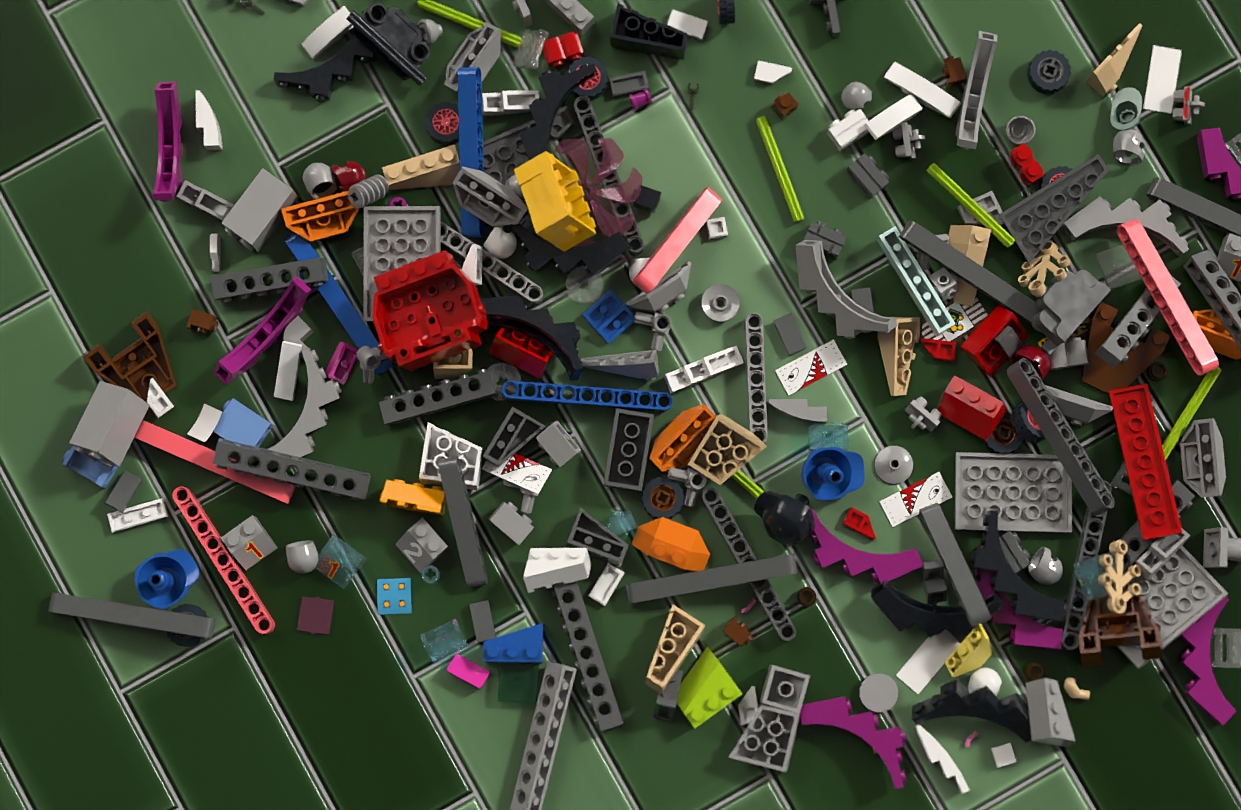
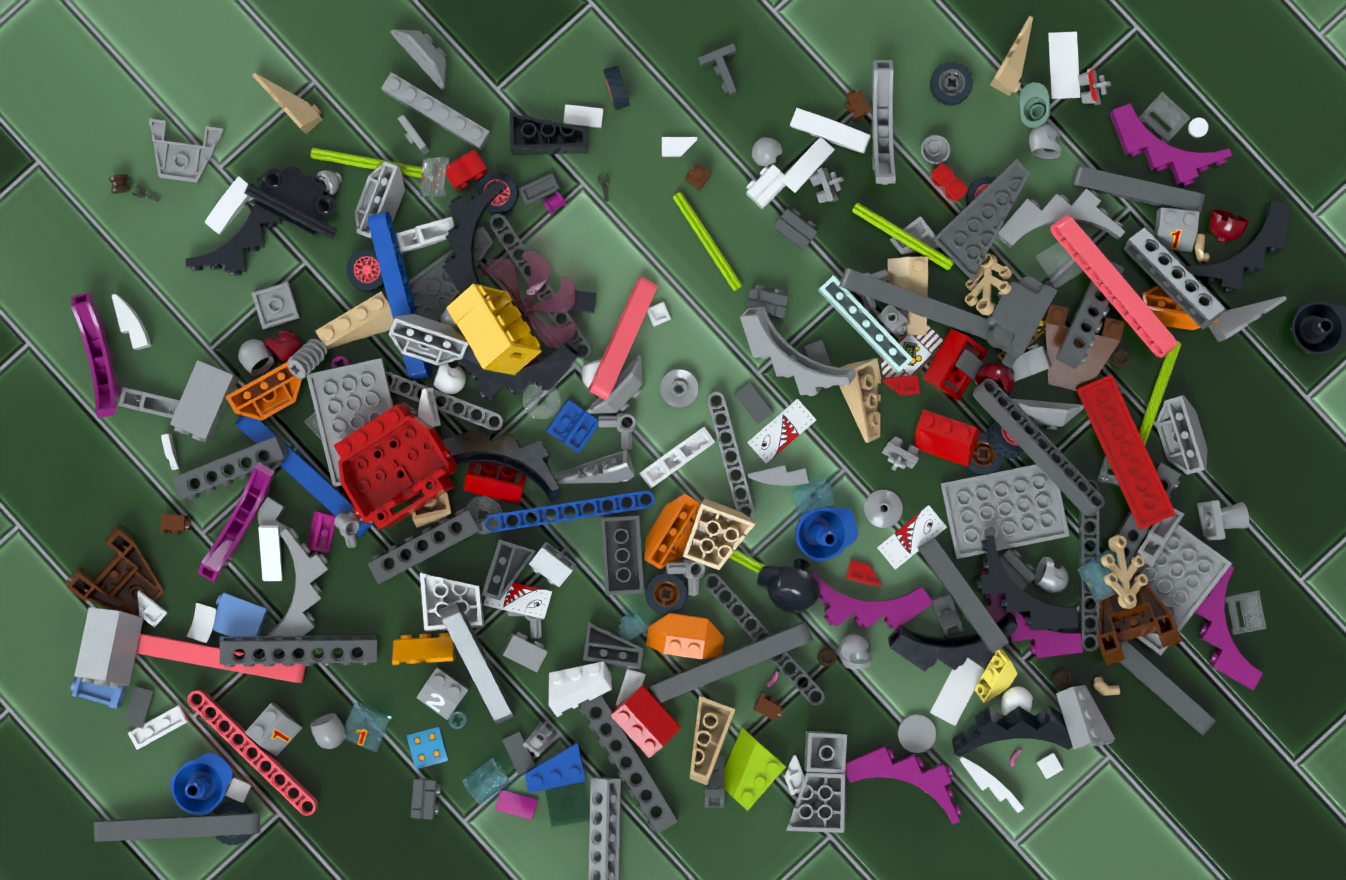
camera: 15 degrees left, 5 degrees up
(200, 594) = (238, 790): none -> white tile
(315, 615) = (355, 784): clear pink piece -> none
(350, 137) = (275, 305): none -> light grey plate
(380, 644) = (424, 798): none -> dark grey brick
(507, 610) = (540, 738): none -> light grey hips
(614, 617) = (645, 721): none -> red slope
(834, 596) = (854, 647): none -> light grey helmet
(1135, 705) = (1166, 689): none -> dark grey beam

